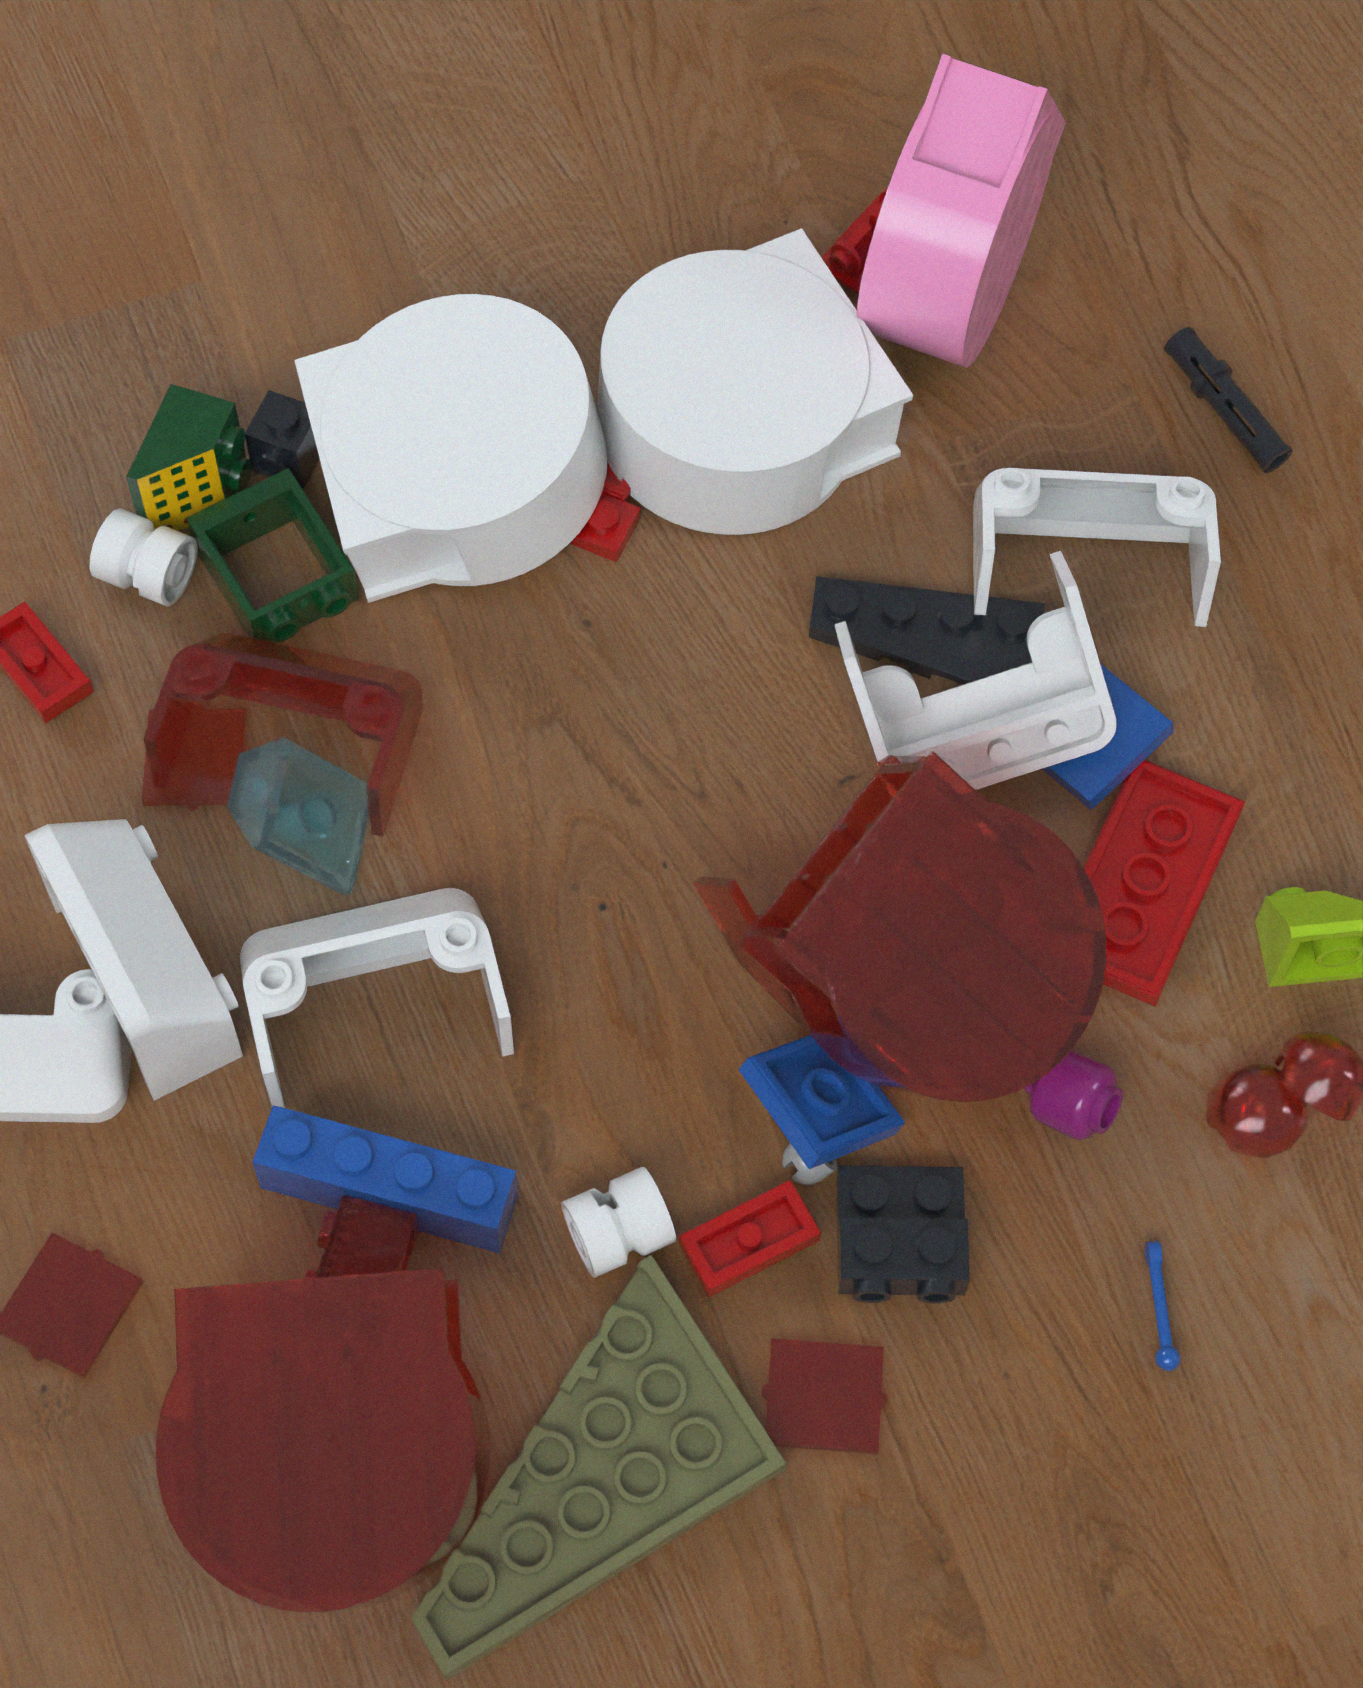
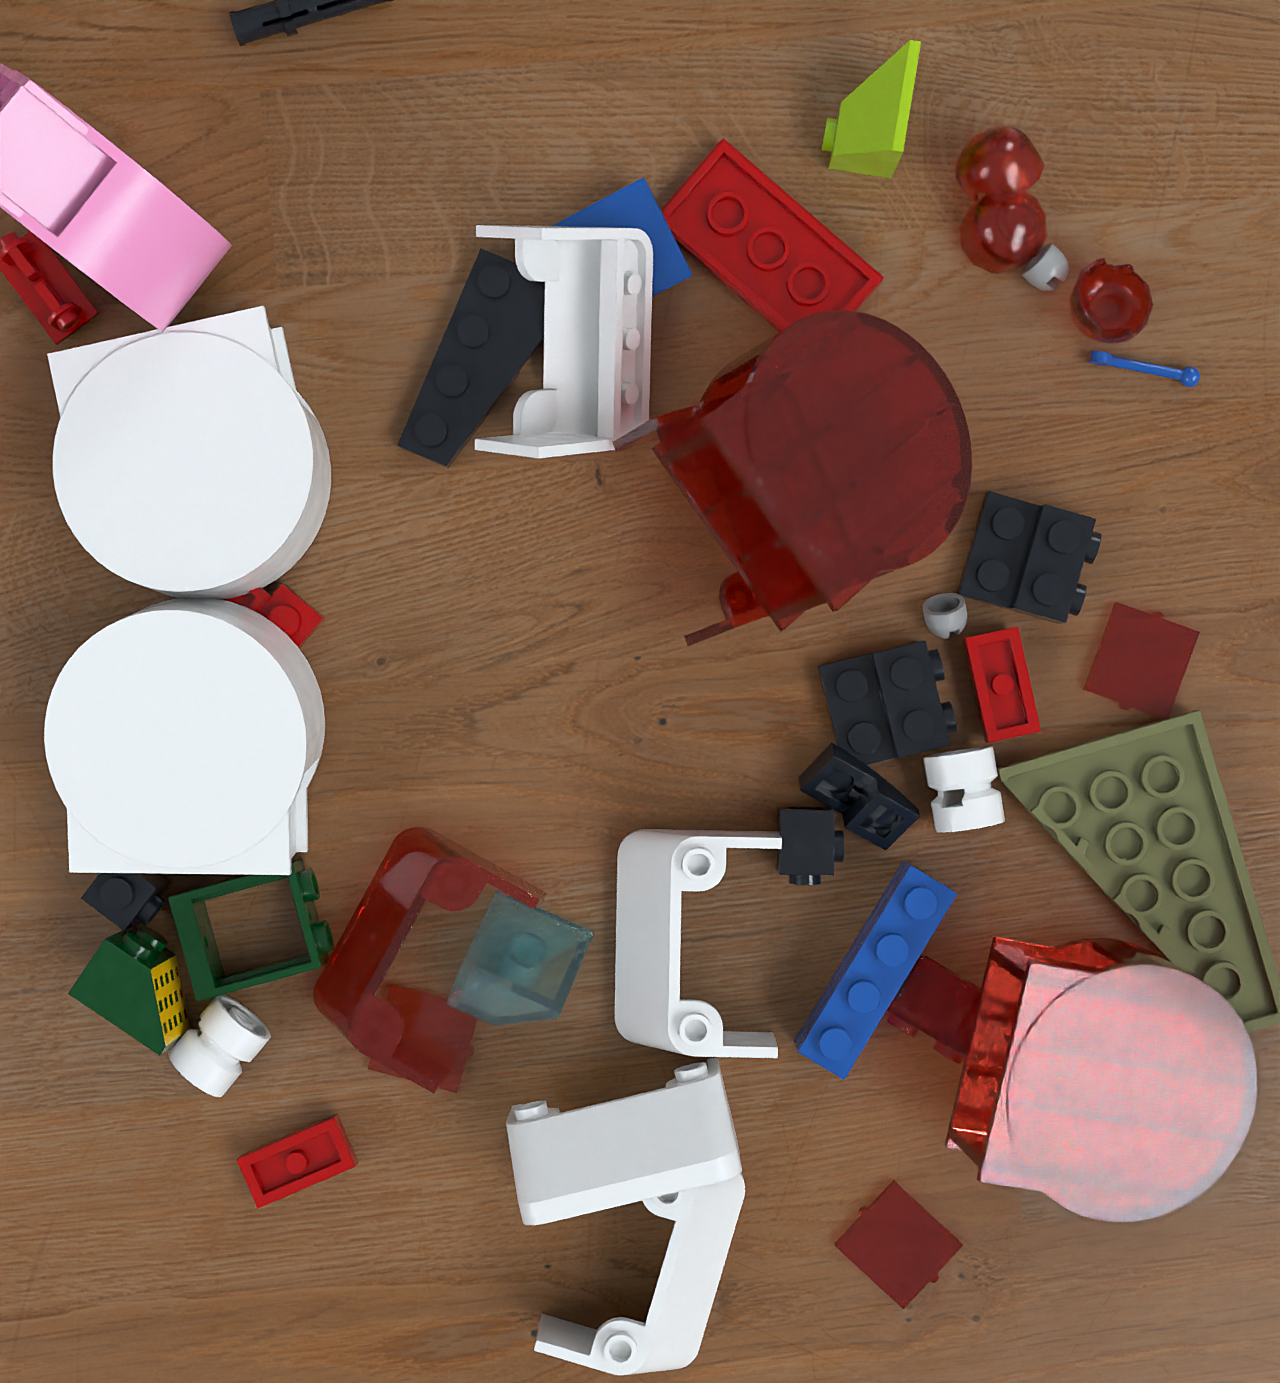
camera: 75 degrees left, 25 degrees up
(510, 1073) = (808, 844): none -> black brick
(585, 1105) = (863, 797): none -> black slope
(690, 1123) = (888, 703): none -> black plate
(819, 1102) = (909, 604): blue tile -> none
(1076, 1097) = (967, 371): magenta head -> none
(1102, 509) = (376, 237): white windscreen -> none
(1218, 1234) = (1110, 302): none -> clear red hair
(1231, 1164) = (1045, 266): none -> light grey hinge

